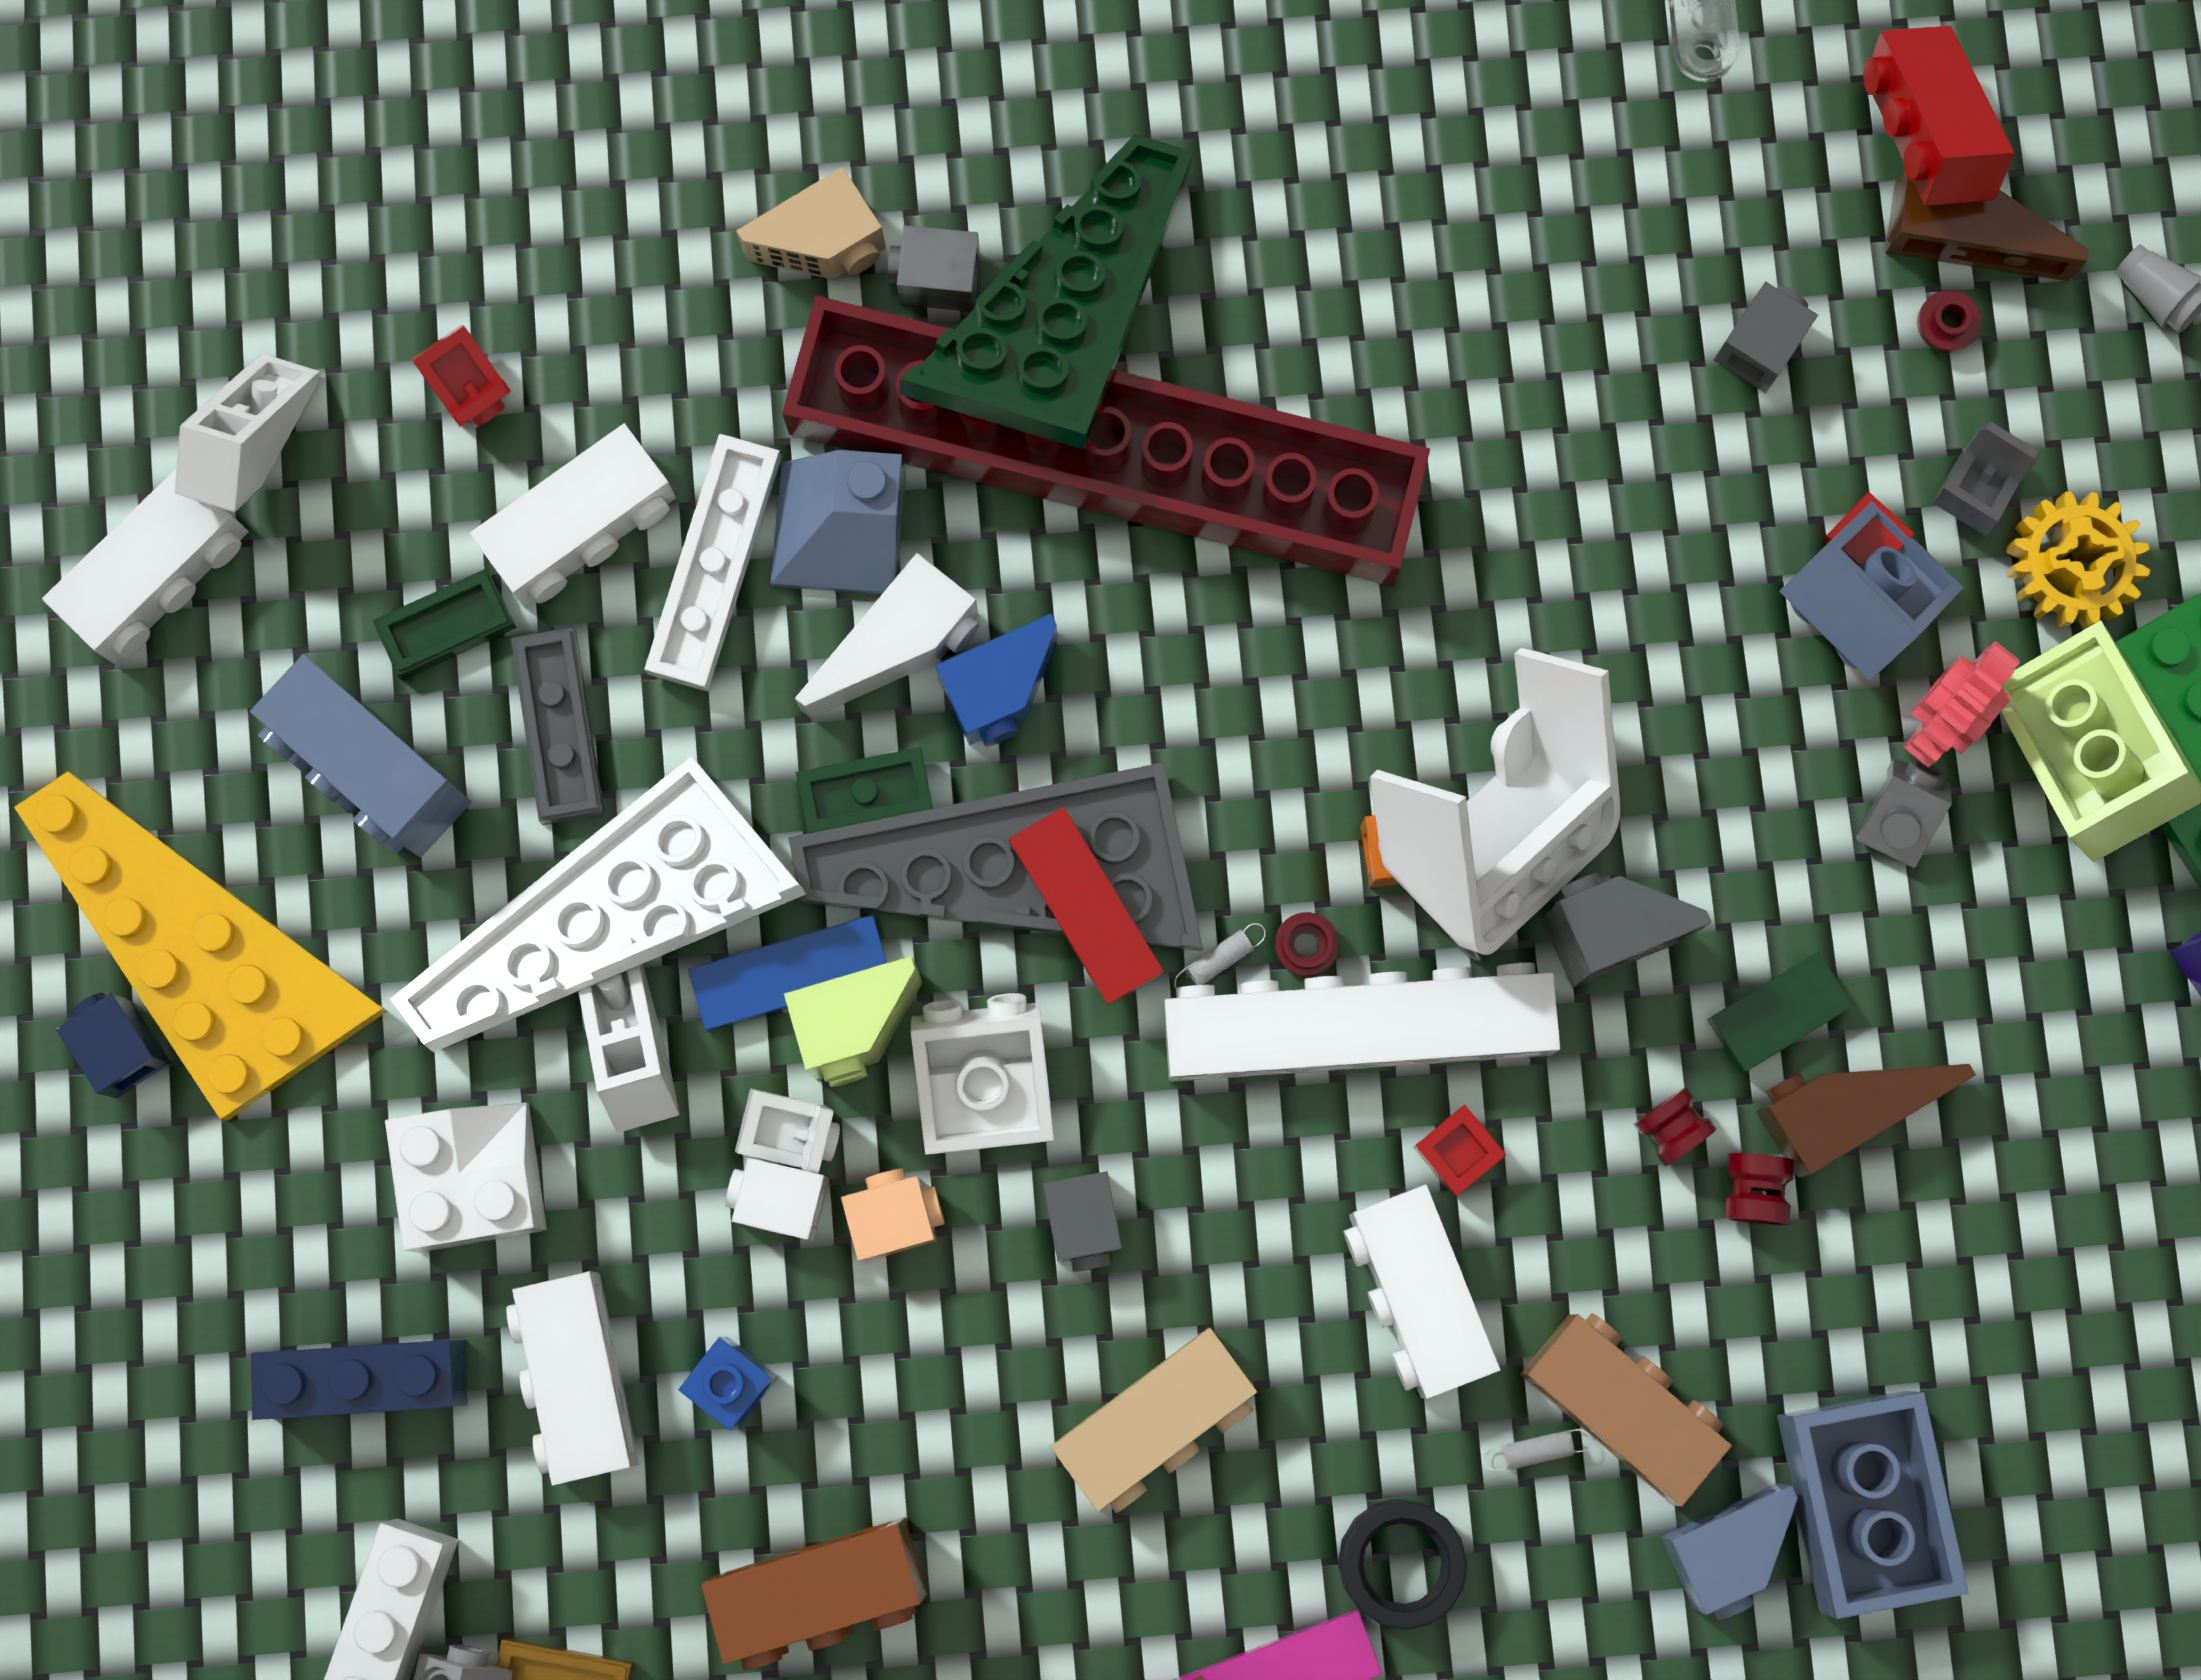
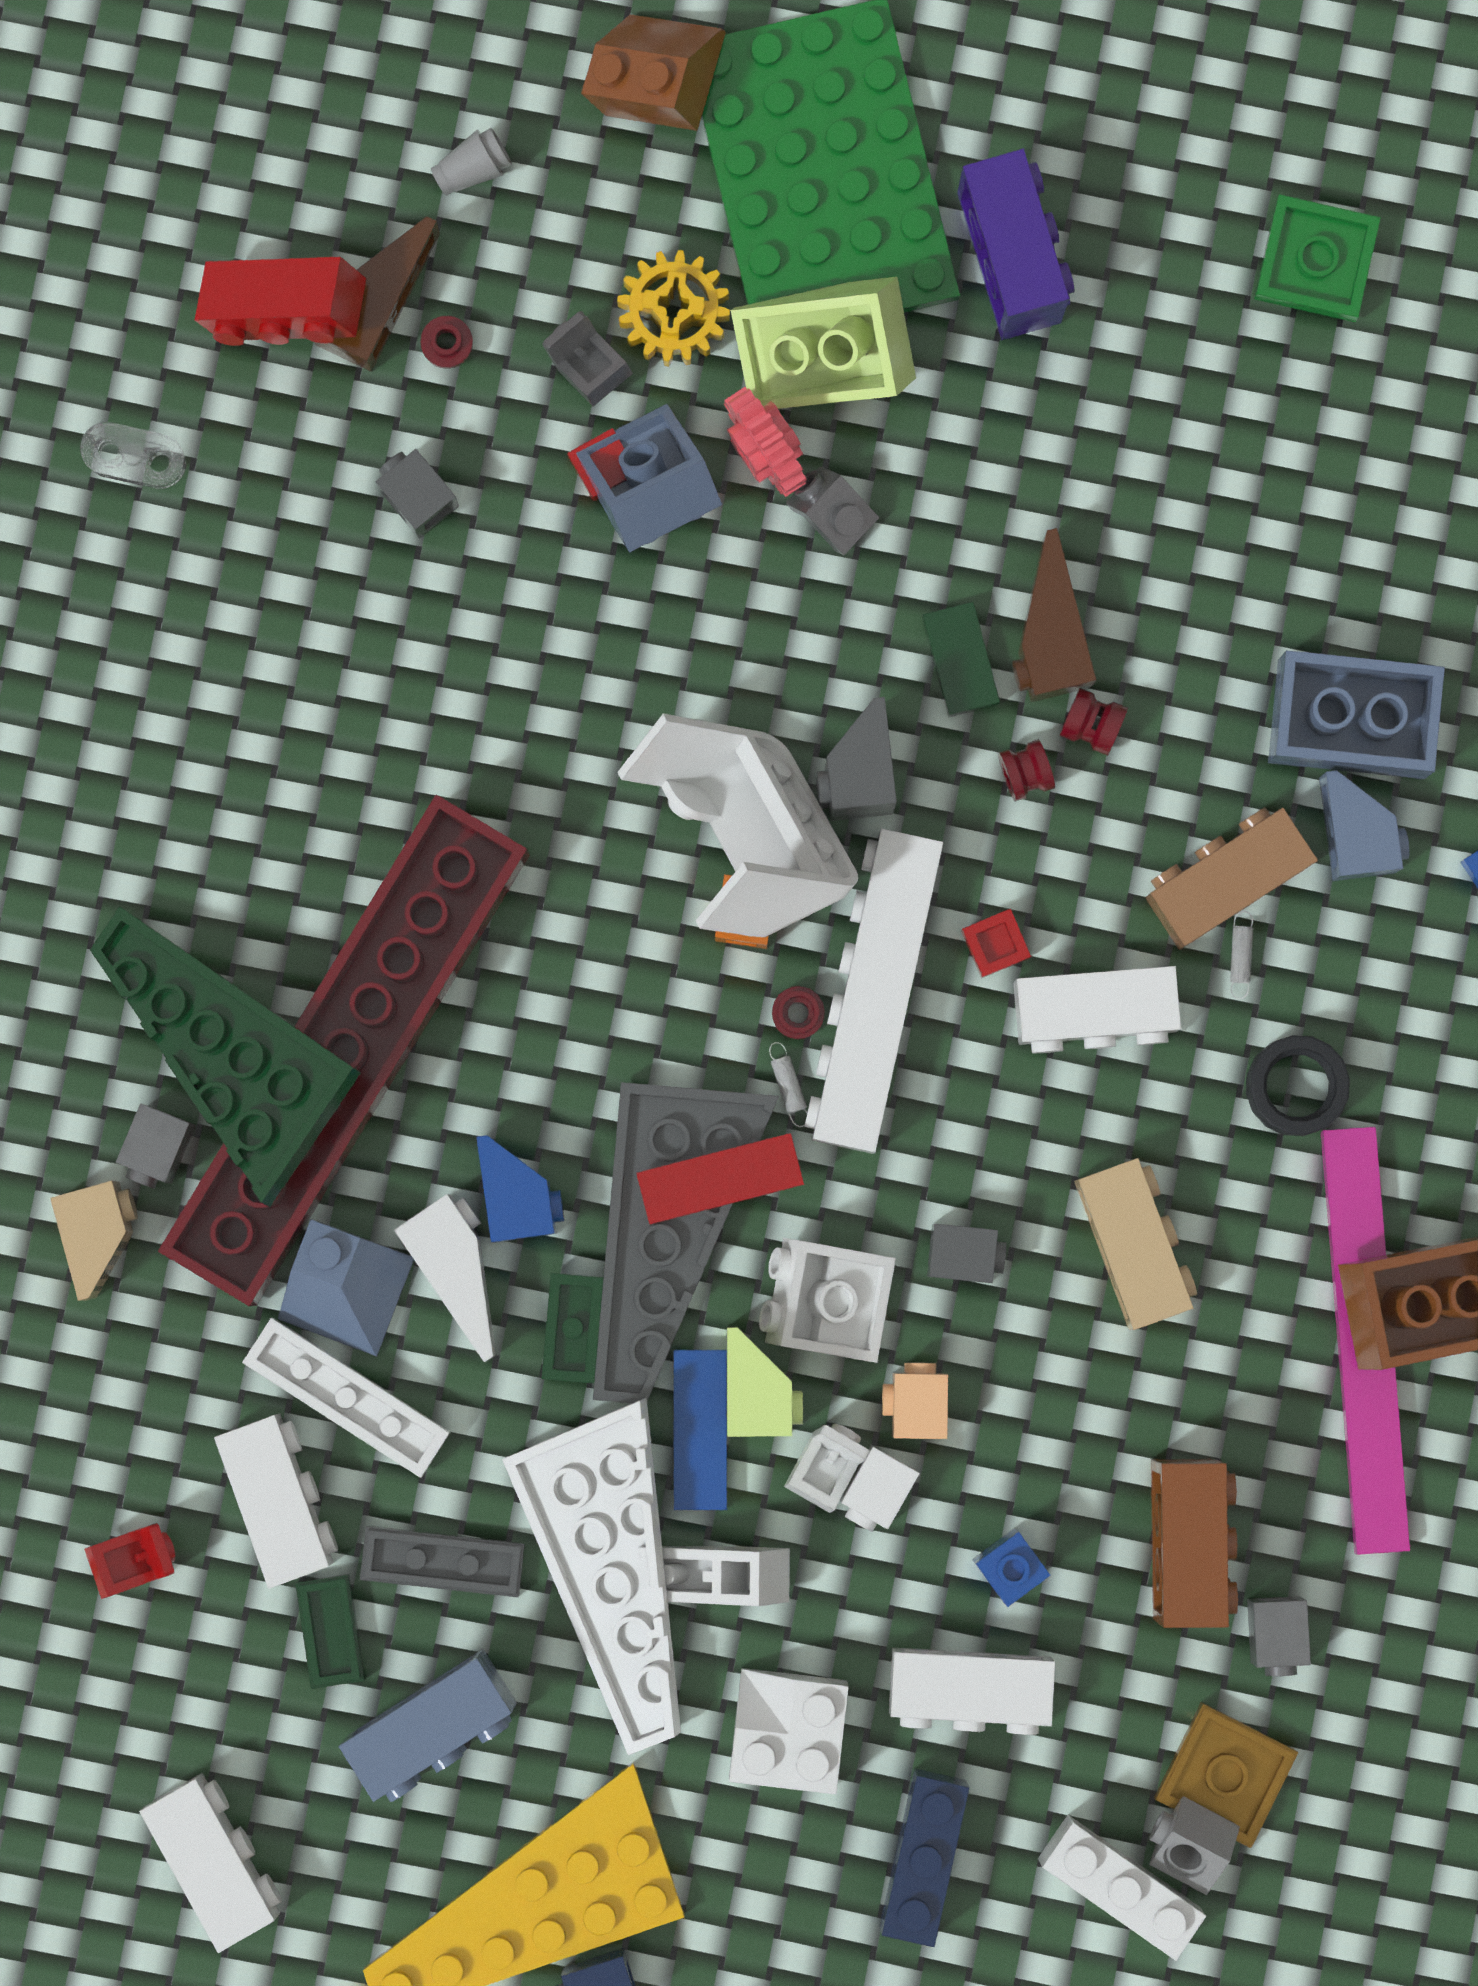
camera: 75 degrees left, 5 degrees up
(240, 432) = (126, 1750): white slope -> none

